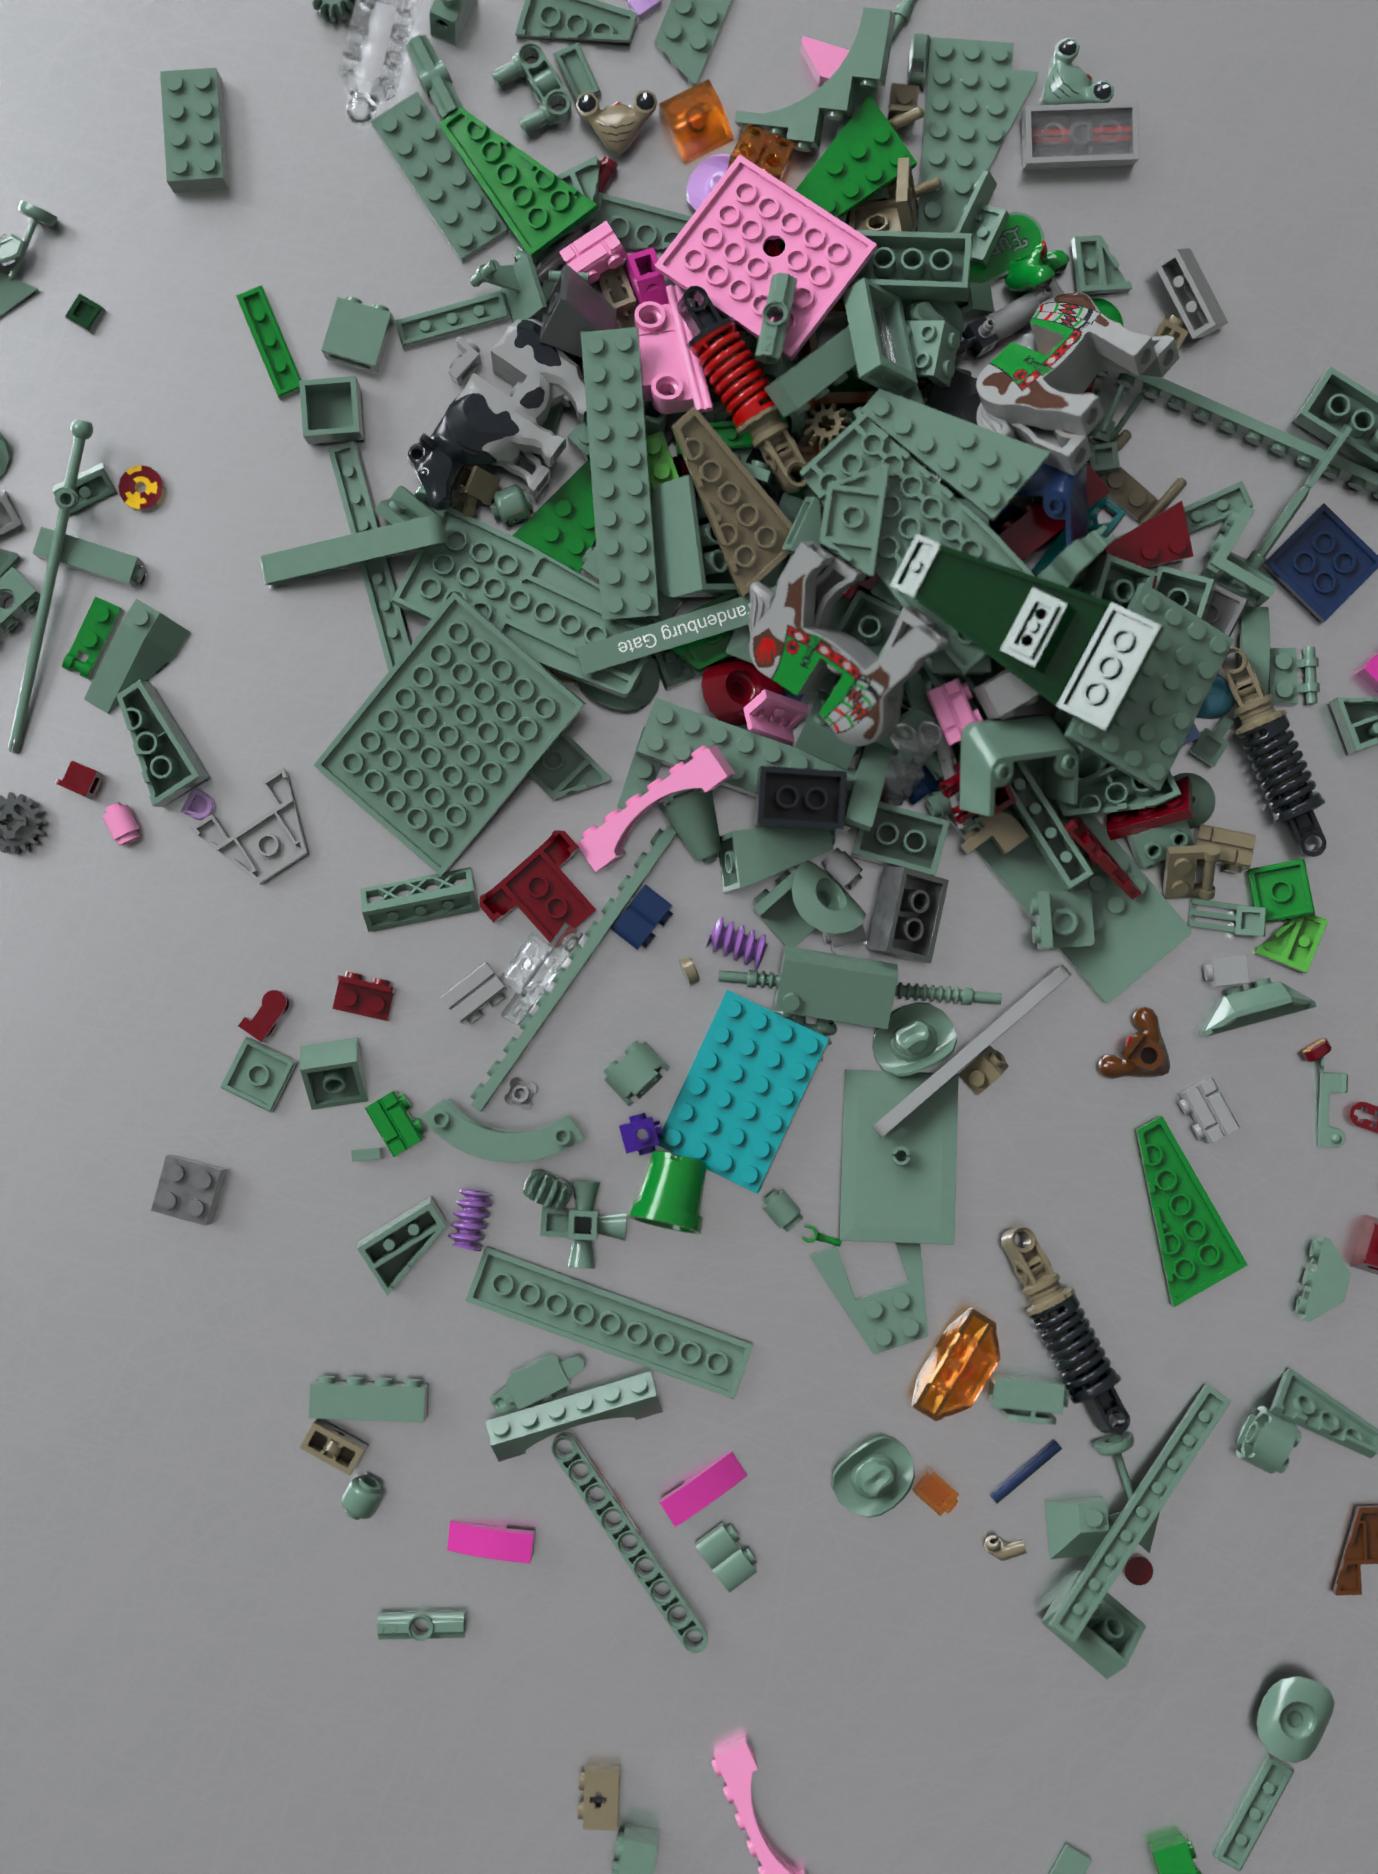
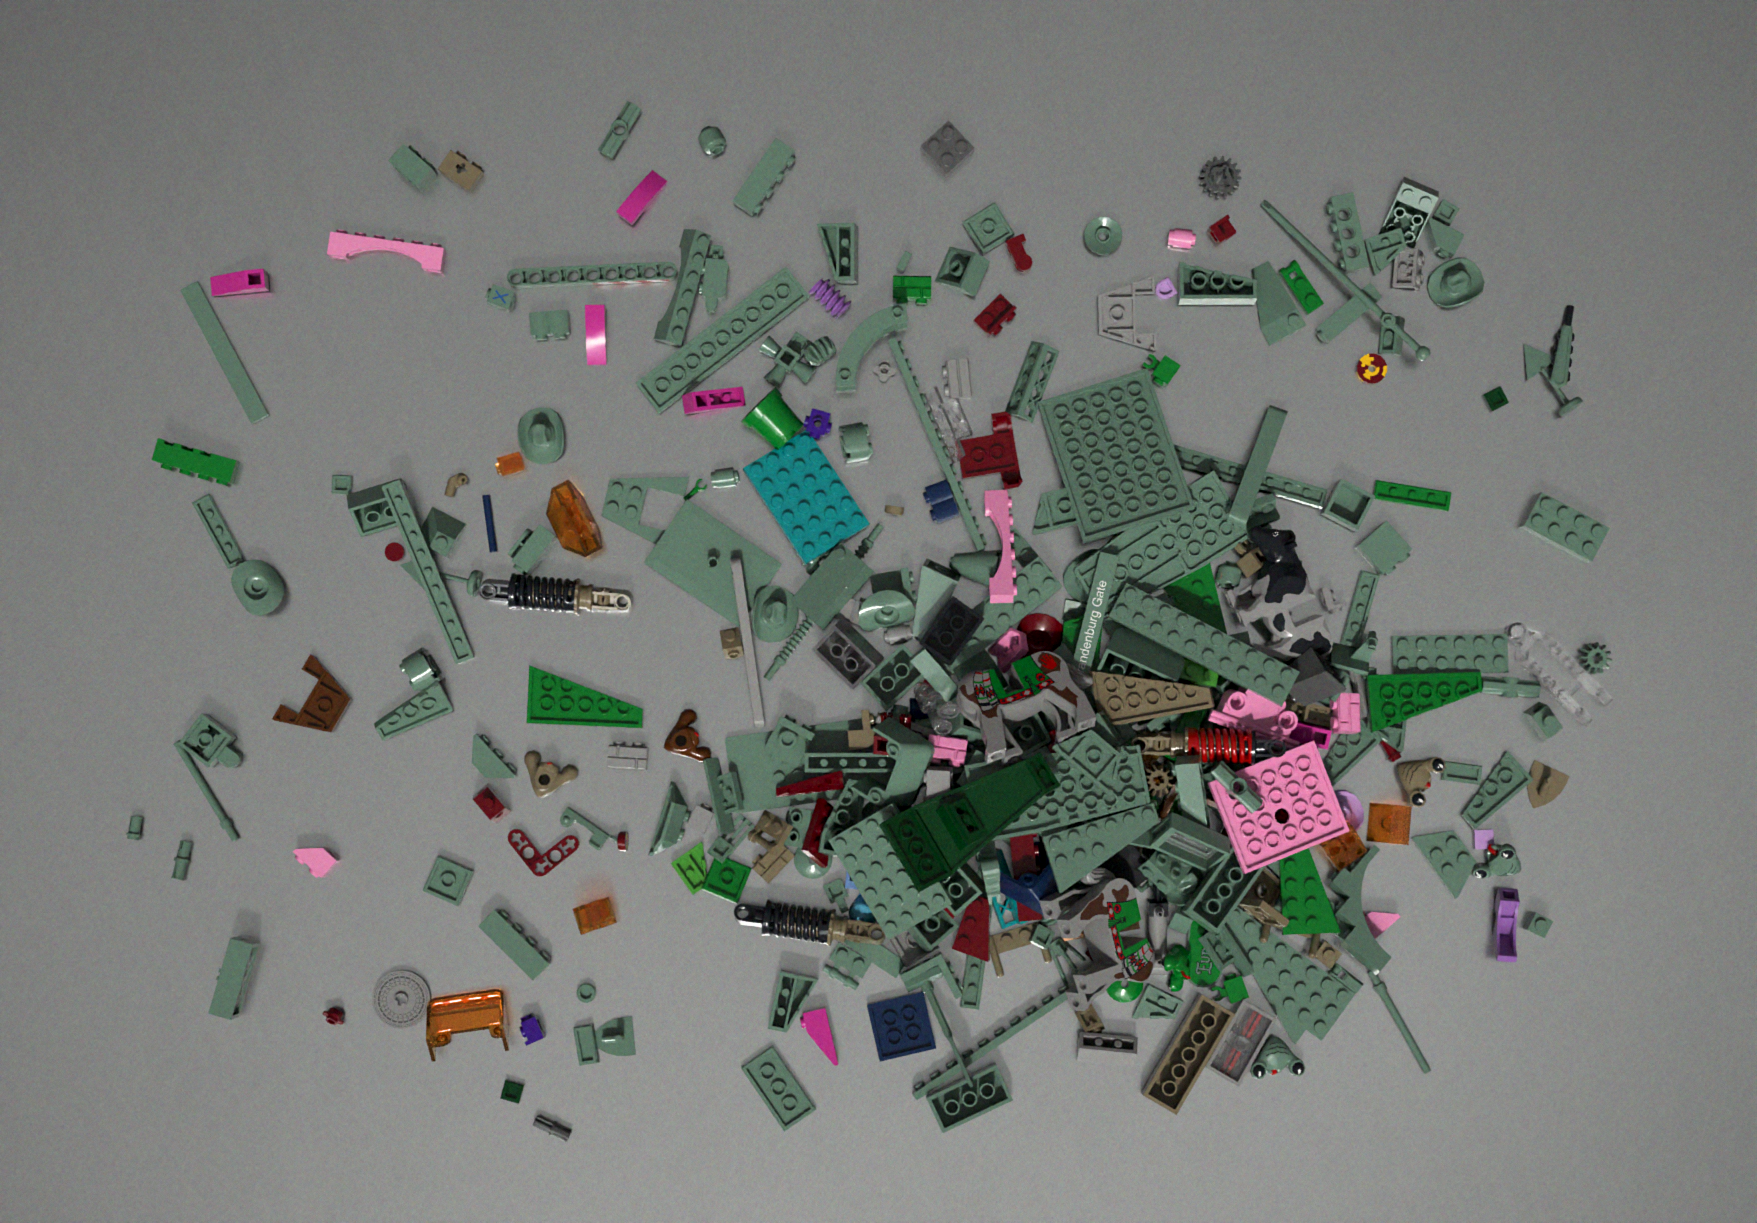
camera: 115 degrees right, 0 degrees up
(164, 924) = (1105, 226): none -> sand green dish
(303, 742) = (1163, 370): none -> green brick
(333, 1446) = (750, 141): dark tan brick -> none
(543, 83) = (1466, 748): sand green piece -> none
(693, 1286) = (713, 400): none -> dark pink slope
(731, 1641) = (500, 297): none -> sand green brick
(738, 942) = (893, 547): medium lavender piece -> none
(1020, 186) = (1233, 989): none -> green brick
(1095, 1692) = (341, 484): none -> sand green tile
(1134, 191) = (1187, 1053): none -> dark tan brick
(1180, 960) = (724, 794): none -> sand green bracket
(1300, 1197) = (546, 776): none -> dark tan head

